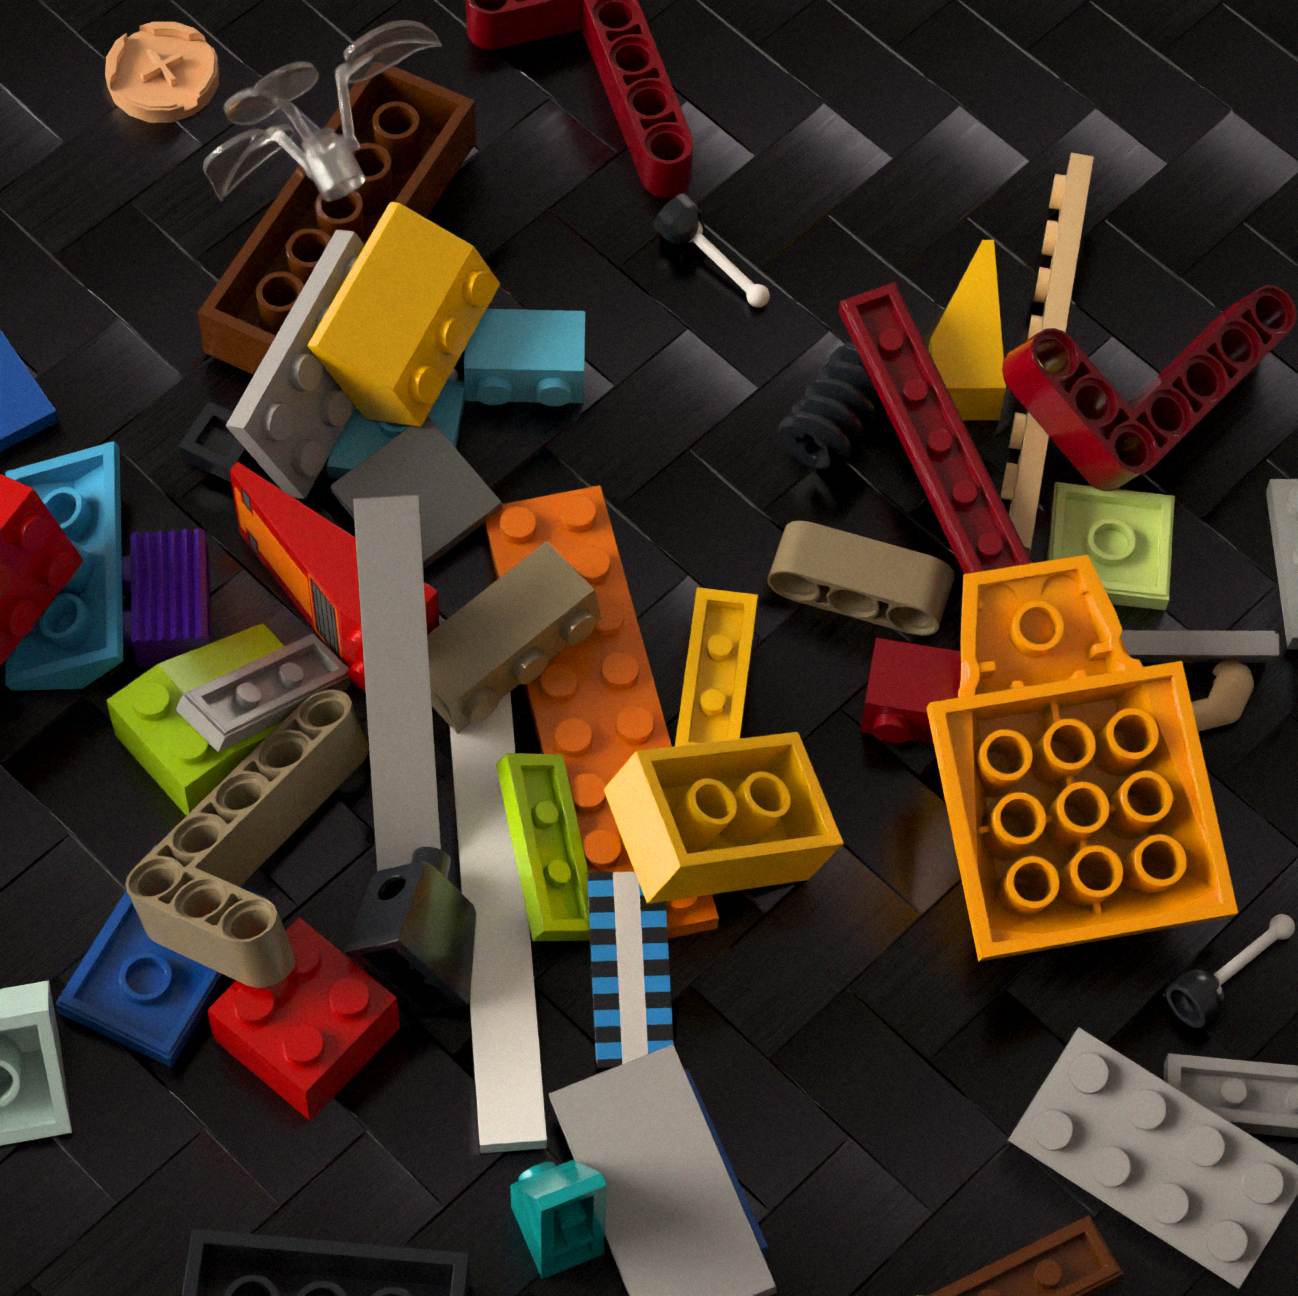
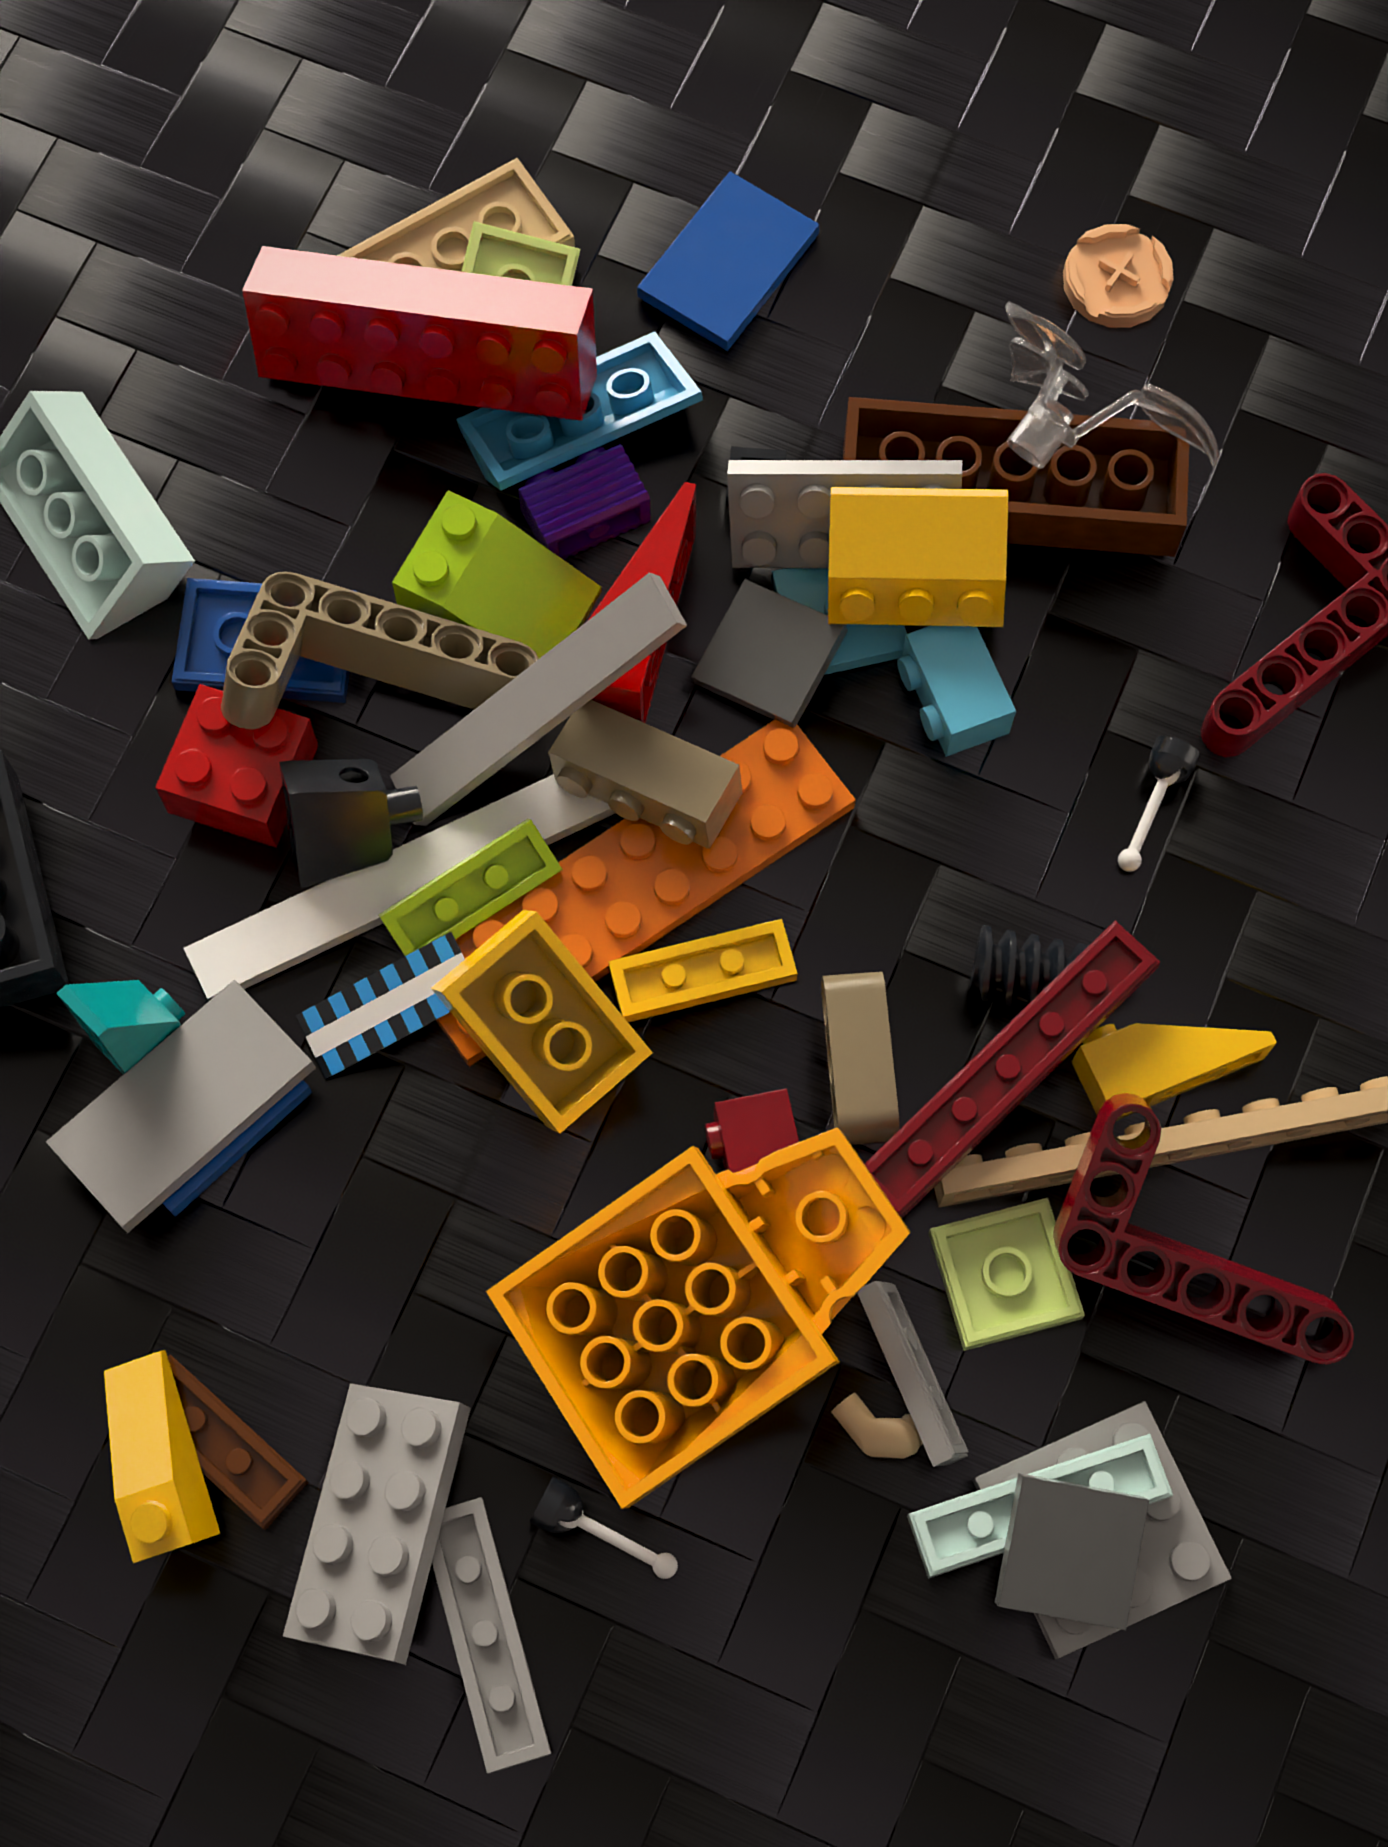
camera: 70 degrees right, 10 degrees up
(262, 692) = (503, 599): light grey tile -> none

